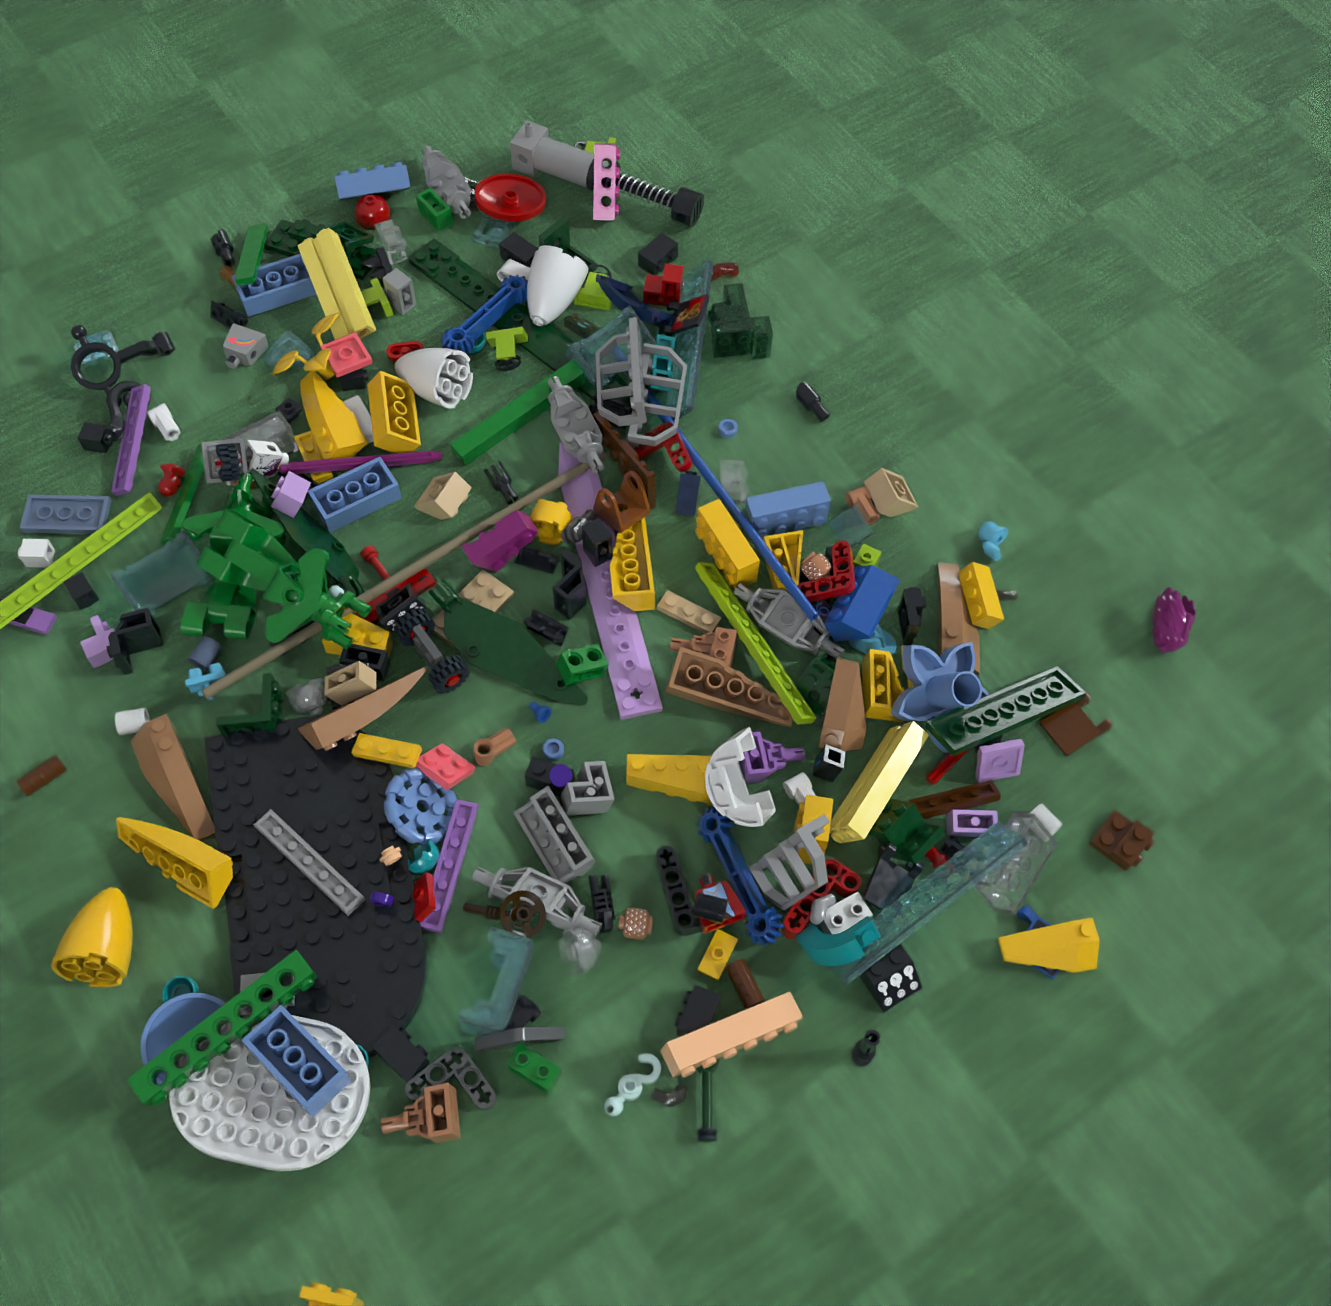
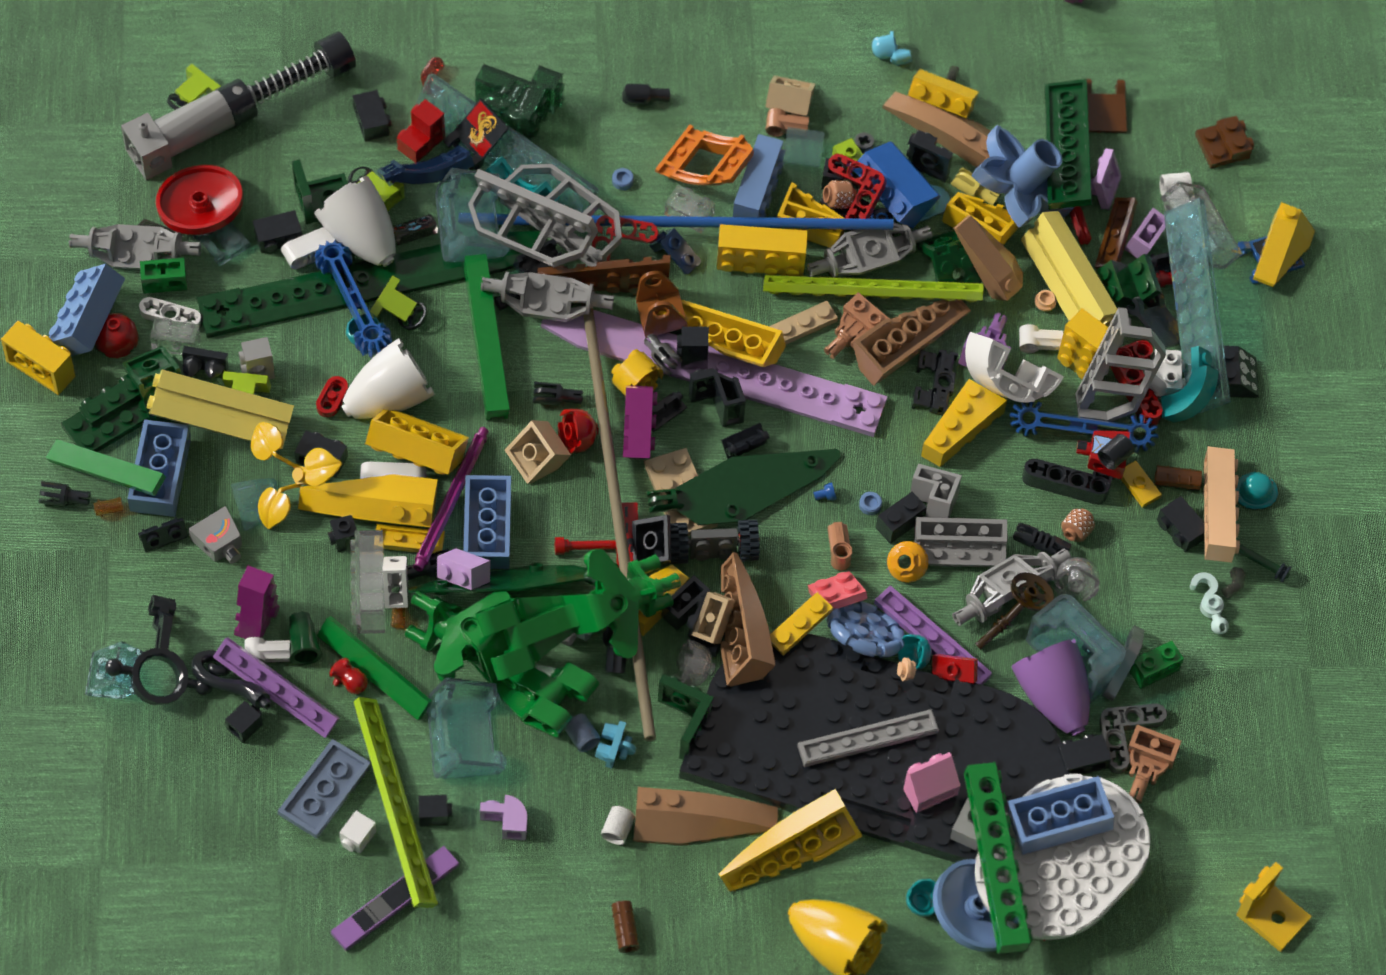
camera: 60 degrees left, 0 degrees up
(134, 634) = (536, 798): black piece -> none
(185, 436) = (303, 639): none -> dark green plant
(190, 389) = (257, 602): none -> magenta wedge
(224, 460) = (395, 600): plate -> none
(280, 932) = (931, 782): none -> bright pink slope
(318, 178) = (38, 357): none -> yellow brick
(347, 354) = (311, 436): coral plate -> none
(381, 899) = (943, 696): dark purple tile -> none
(411, 227) = (165, 306): none -> white beam
(452, 983) = (1057, 685): none -> medium lavender cylinder
(476, 510) = (577, 430): none -> red cylinder
(513, 808) = (918, 558): none -> light orange piece
(560, 775) = (916, 501): dark purple tile -> none
(582, 664) = (806, 431): green brick -> none
(600, 210) = (261, 103): brick -> none
(688, 747) = (938, 395): none -> black piece
(778, 450) = (735, 151): none -> orange wedge
(782, 1063) = (1256, 490): none -> teal hat
(829, 763) = (1027, 302): black brick -> none
(846, 779) = (1045, 300): none -> light nougat plate
(866, 1046) = (1286, 422): black pin -> none
(894, 564) = (860, 138): none -> dark grey bush

